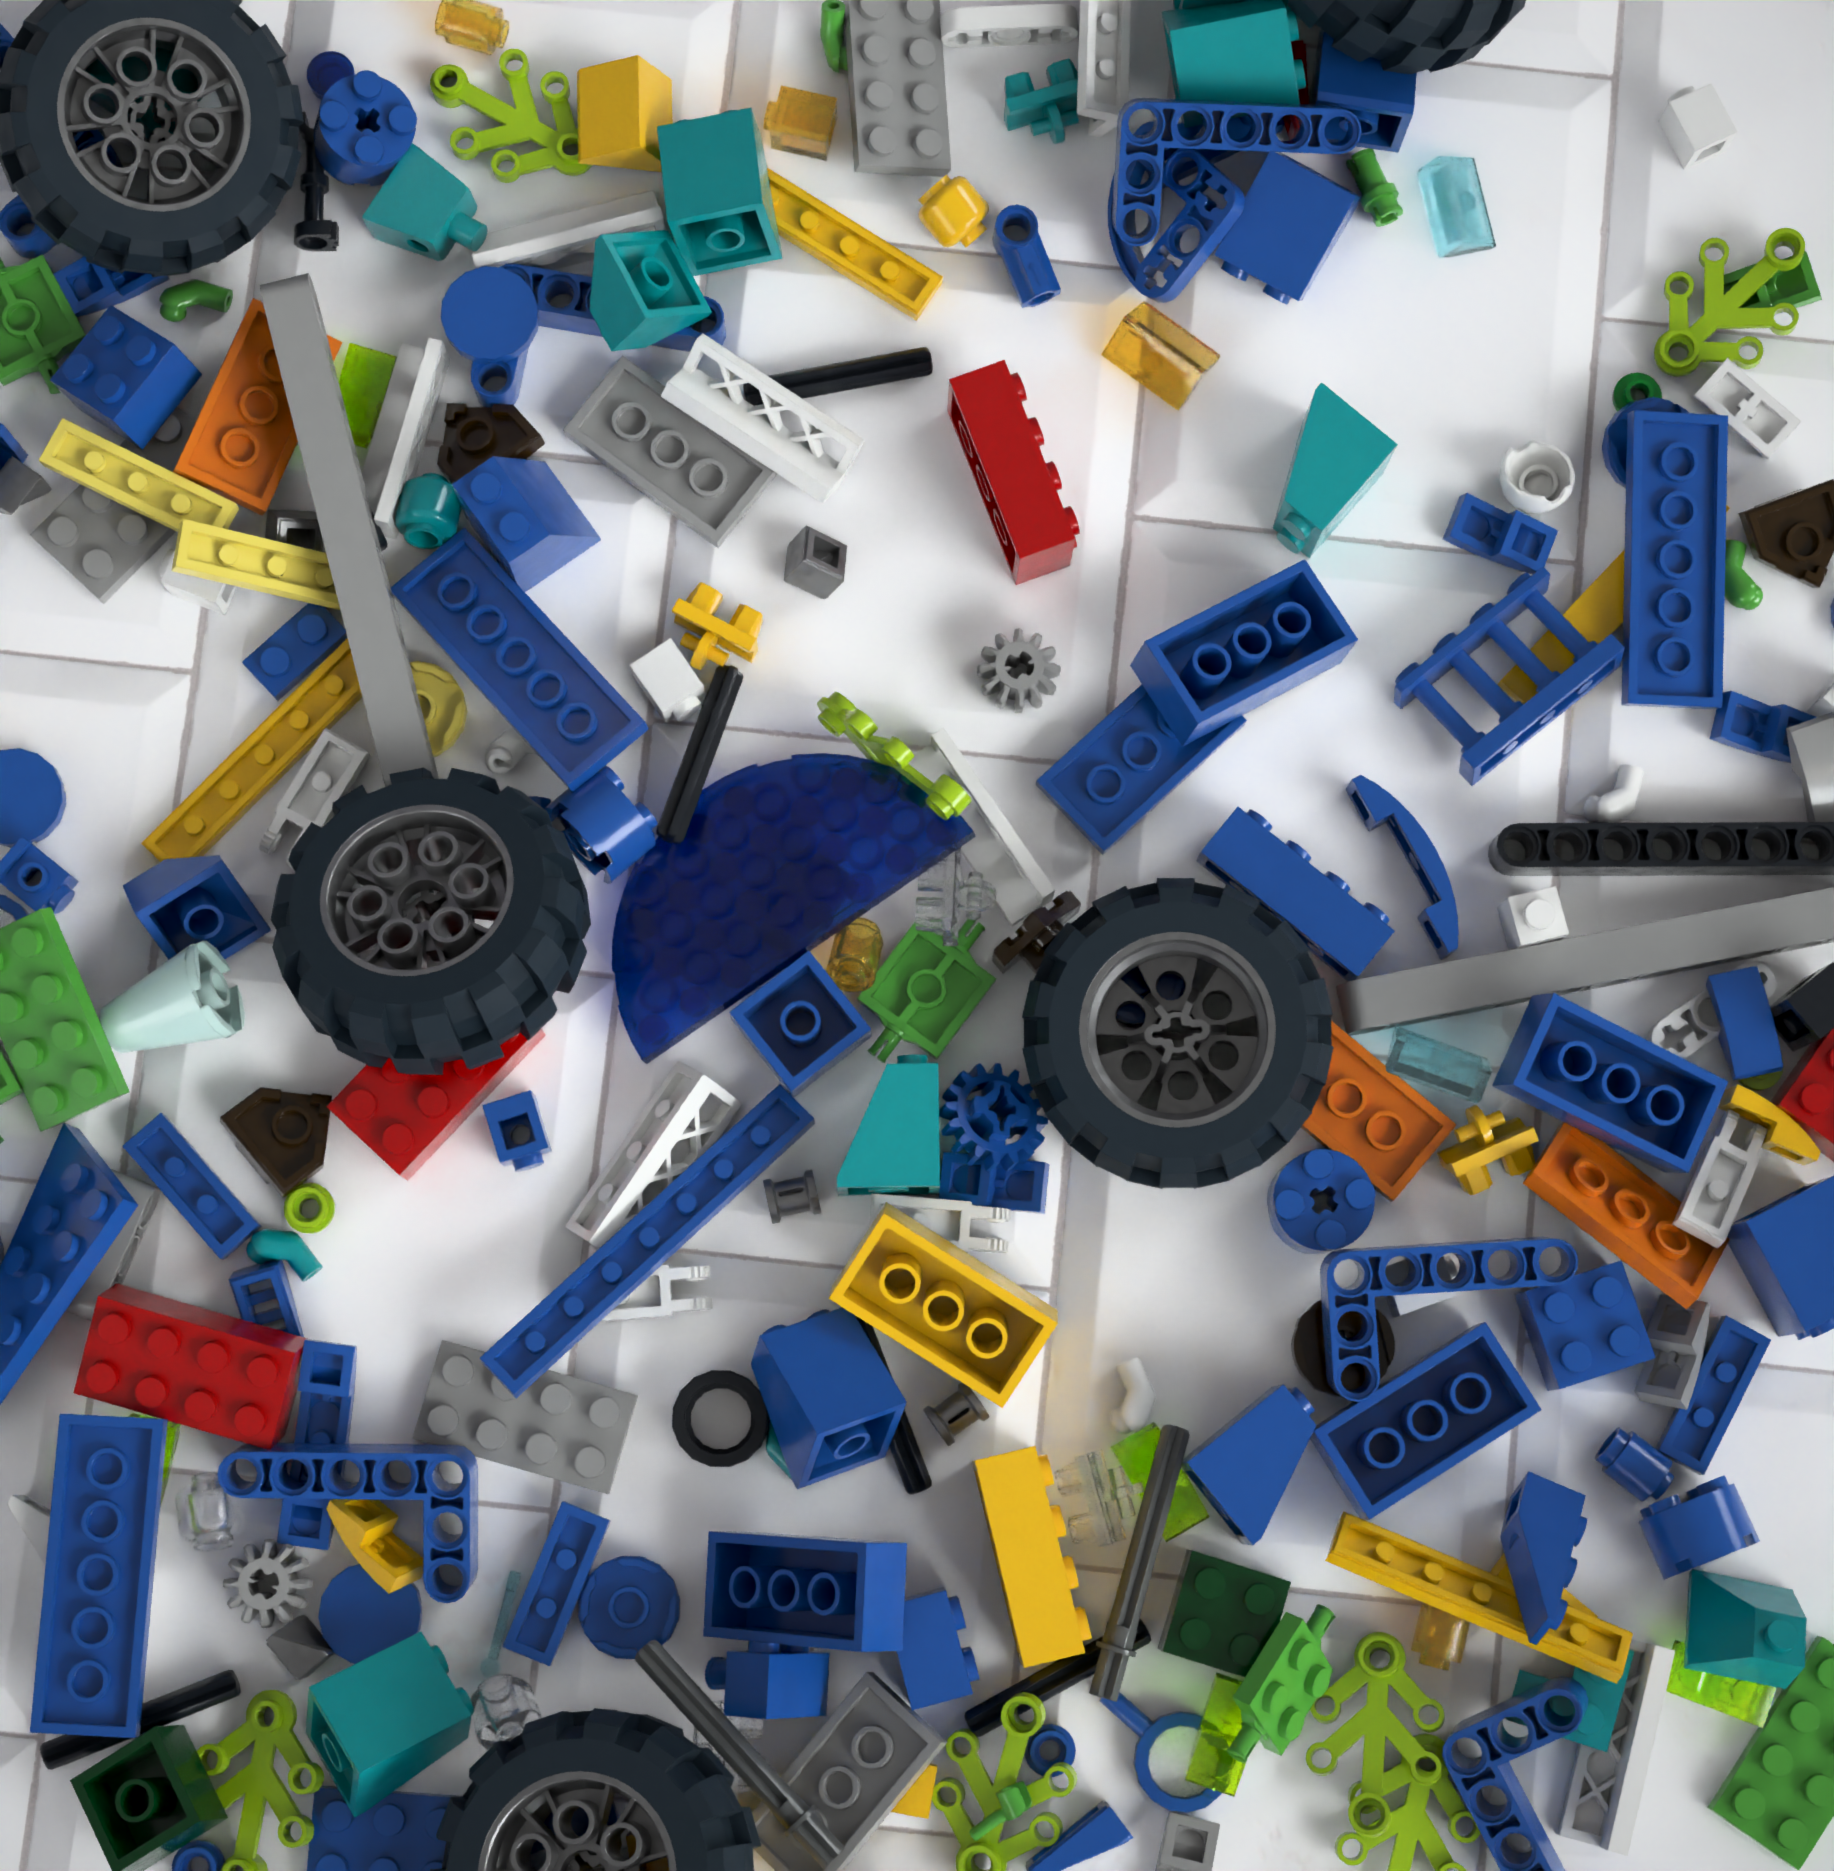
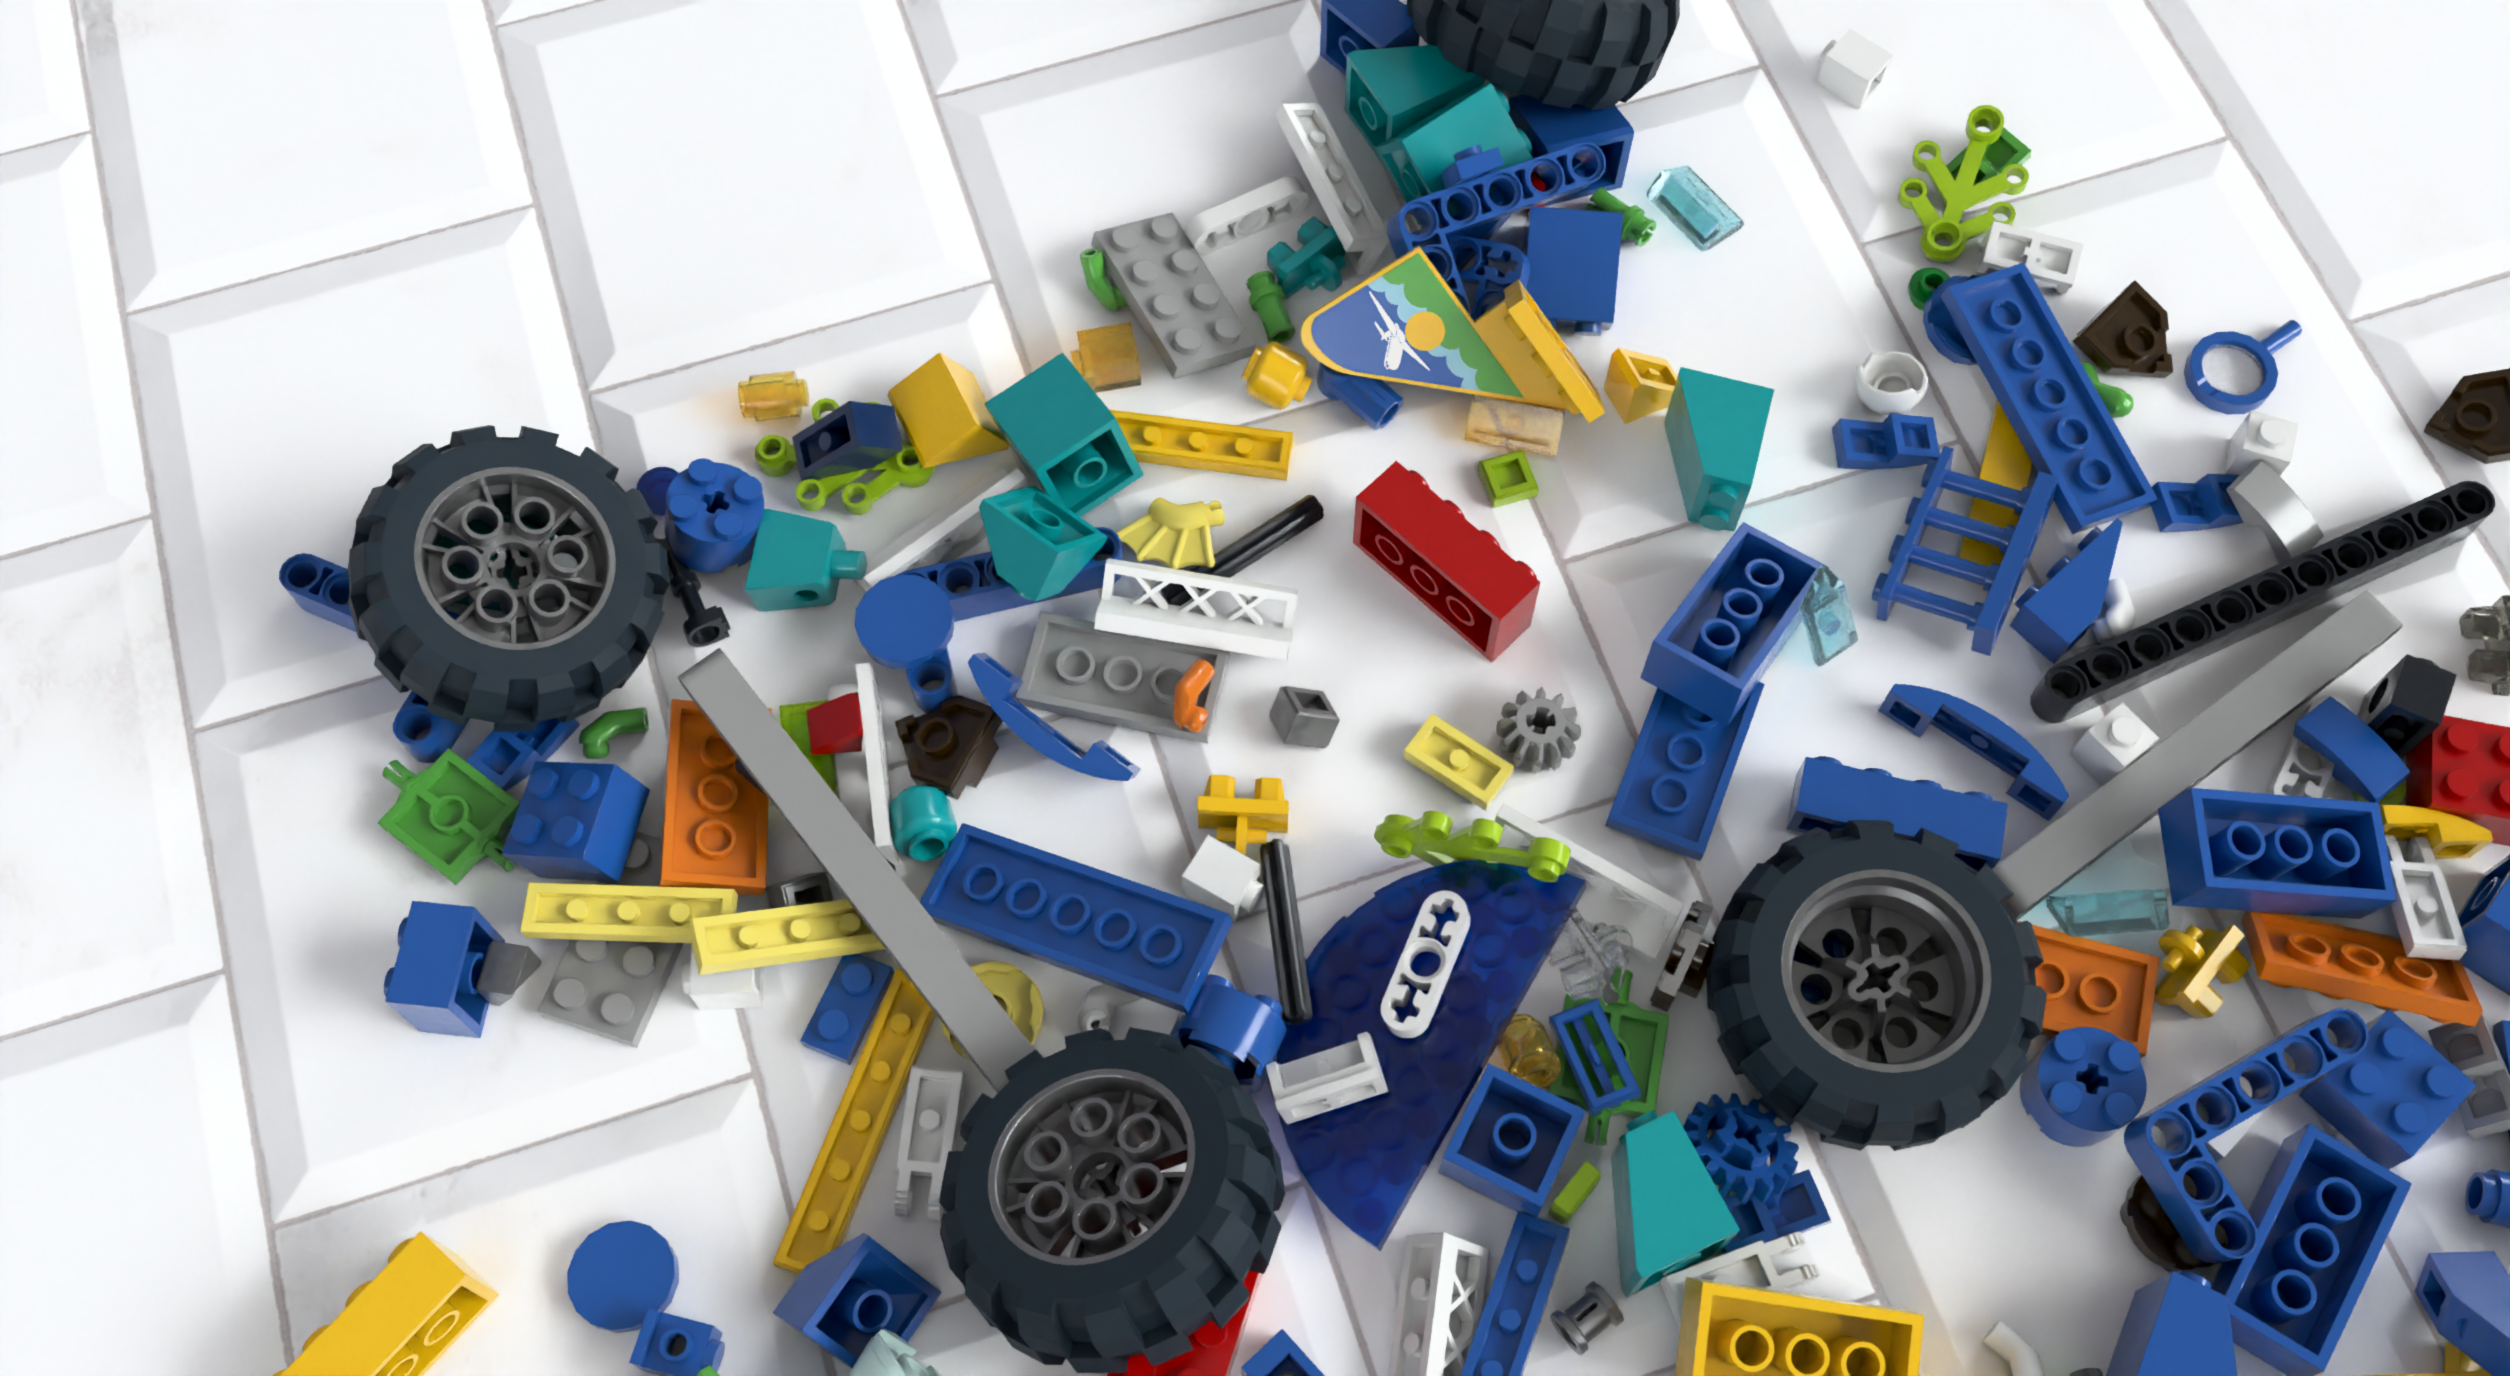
camera: 20 degrees left, 15 degrees down
(388, 387) = (835, 726): none -> red slope
(517, 107) = (847, 440): none -> dark blue slope
(524, 517) = (1014, 790): blue slope -> none
(546, 415) = (998, 688): none -> blue slope
(667, 900) = (1327, 1079): none -> white hinge
(712, 499) = (1187, 690): none -> orange arm
(763, 854) = (1399, 994): none -> white beam
(781, 331) = (1175, 533): none -> light yellow arm
(835, 1091) = (1575, 1193): none -> lime tile
(906, 1027) = (1611, 1098): none -> blue tile
(932, 667) = (1458, 761): none -> light yellow plate
(985, 130) = (1268, 301): none -> bright green pin
(1091, 230) = (1417, 332): none -> piece
(1122, 412) = (1508, 478): none -> lime tile
(1217, 91) = (1471, 164): none -> blue plate
(1296, 370) = (1638, 384): none -> yellow slope
(1332, 684) = (1827, 617): none -> clear light blue slope
(1569, 771) = (2073, 597): none -> blue slope

